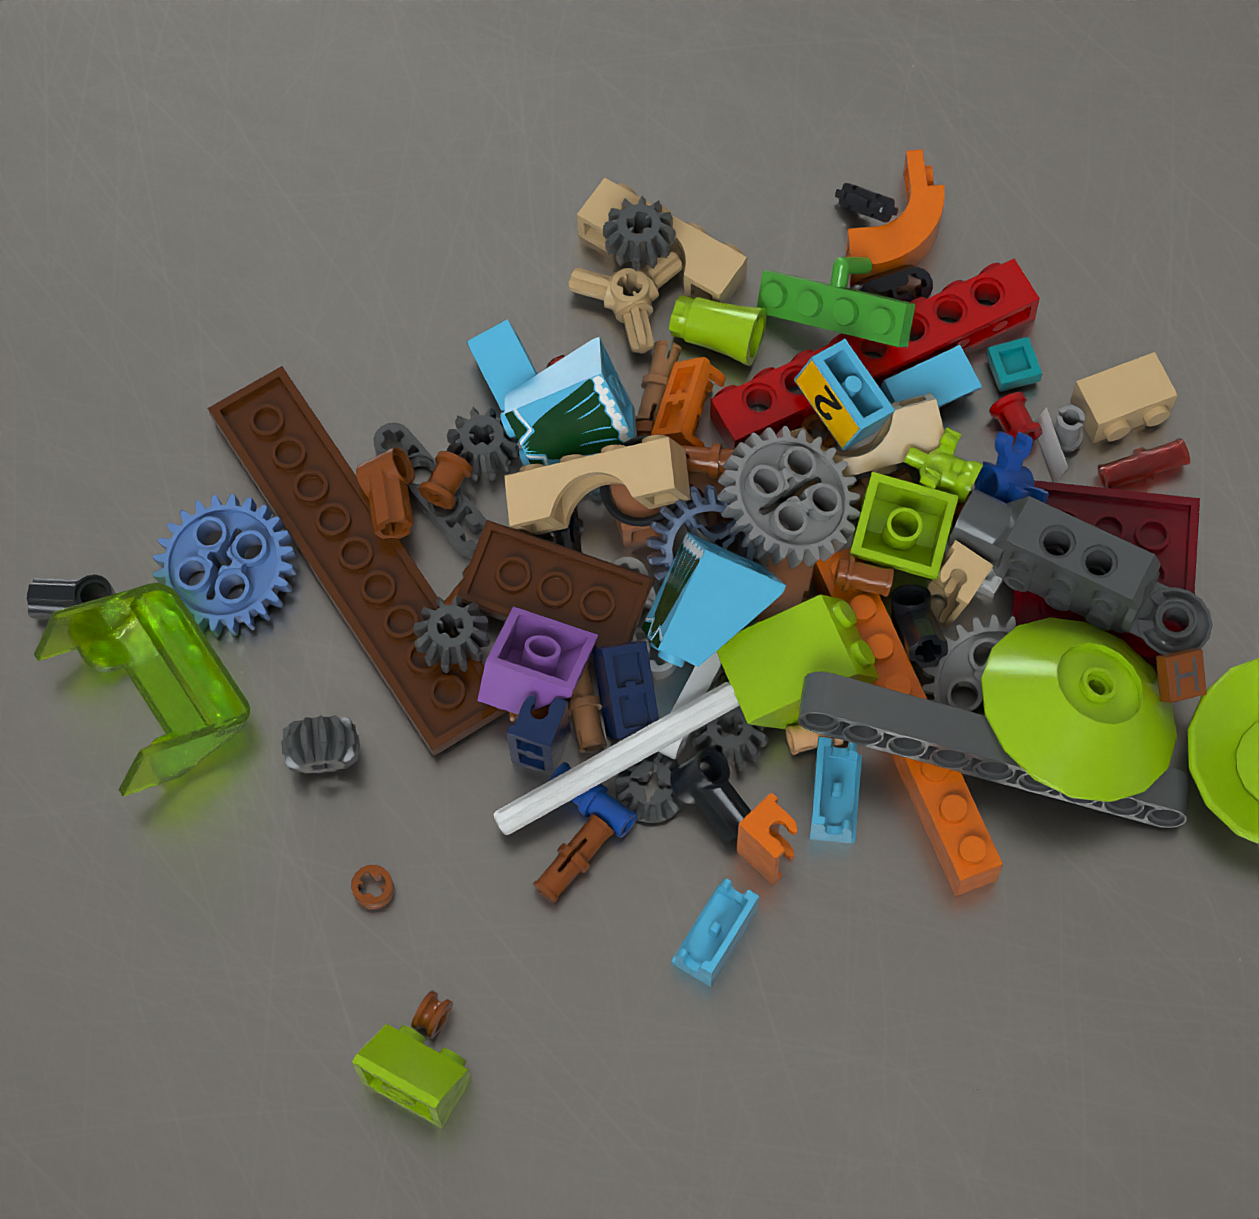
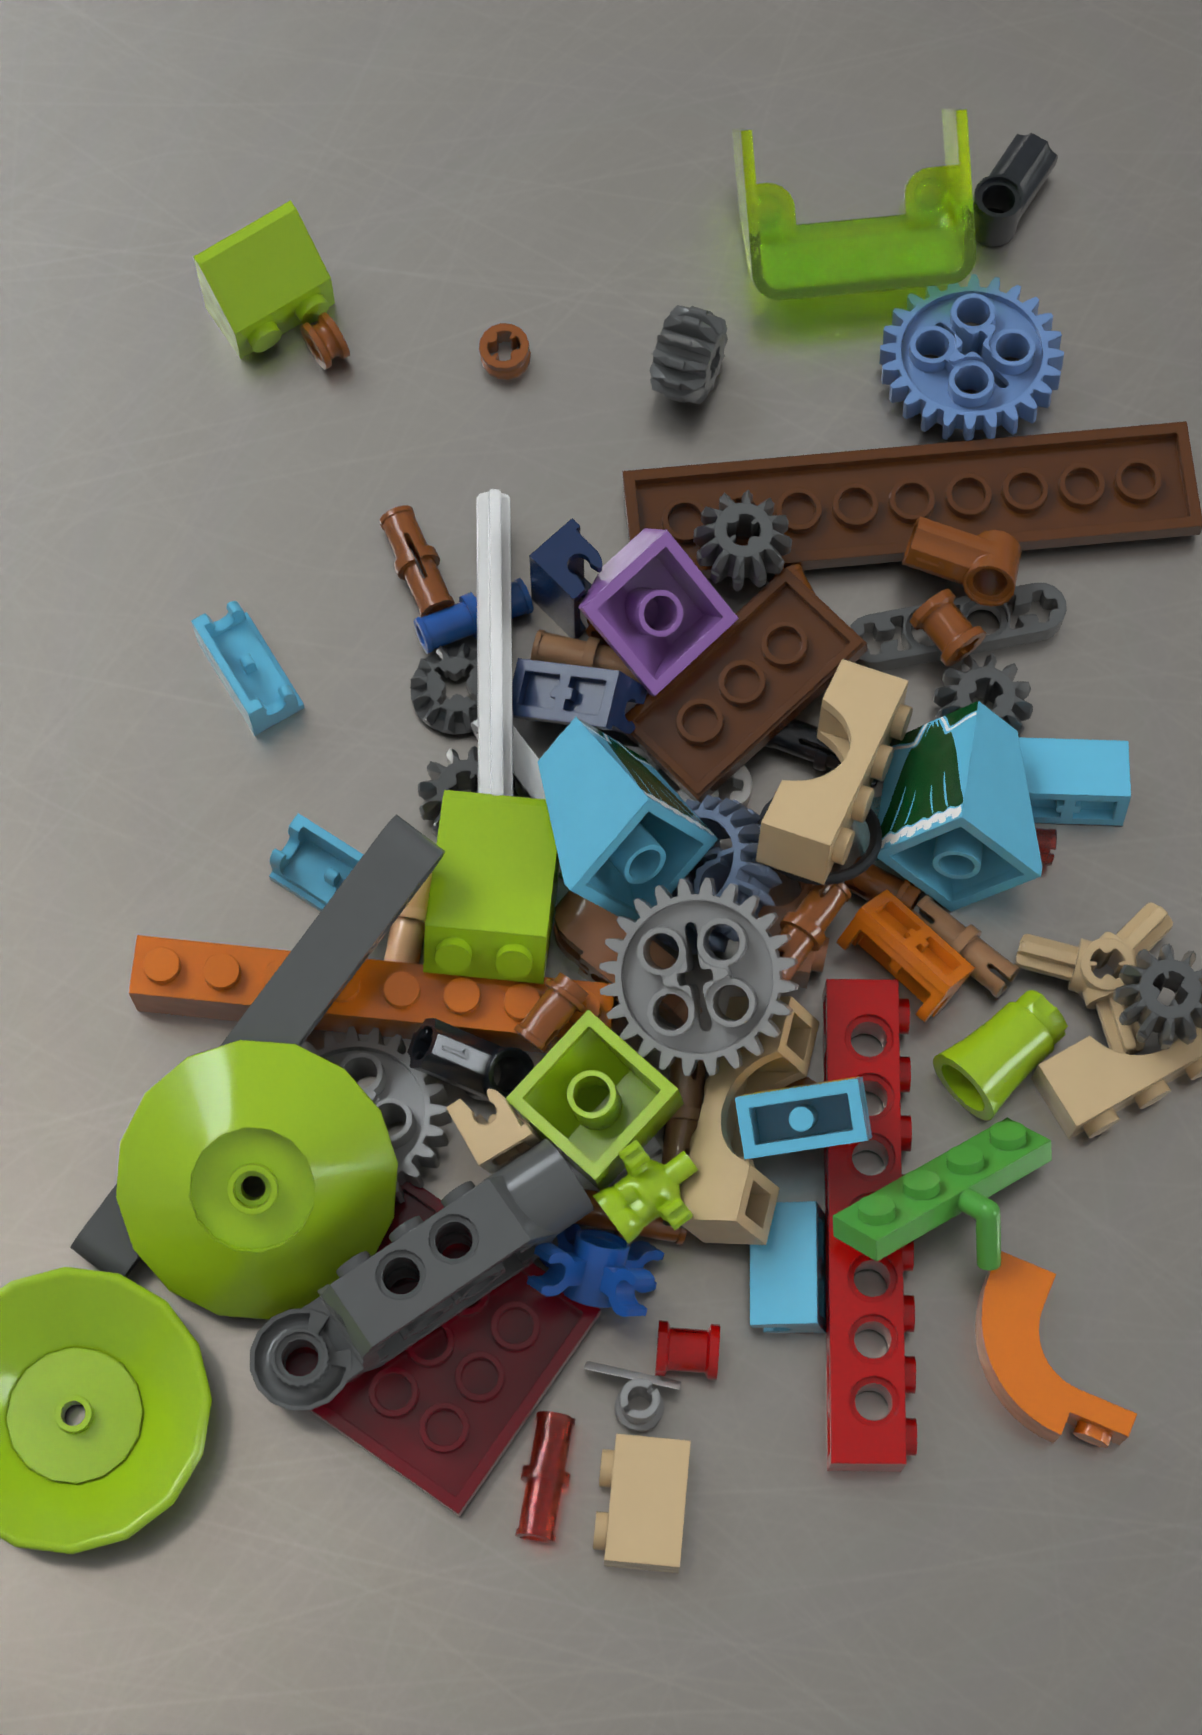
camera: 115 degrees right, 5 degrees up
(705, 782) = (393, 738): black piece -> none
(760, 838) = (307, 748): orange hinge -> none
(866, 202) = (1088, 1326): black axle -> none
(895, 278) = (947, 1296): black beam -> none
(1014, 364) = (768, 1394): teal plate -> none
(1181, 675) = (227, 1321): dark orange tile -> none

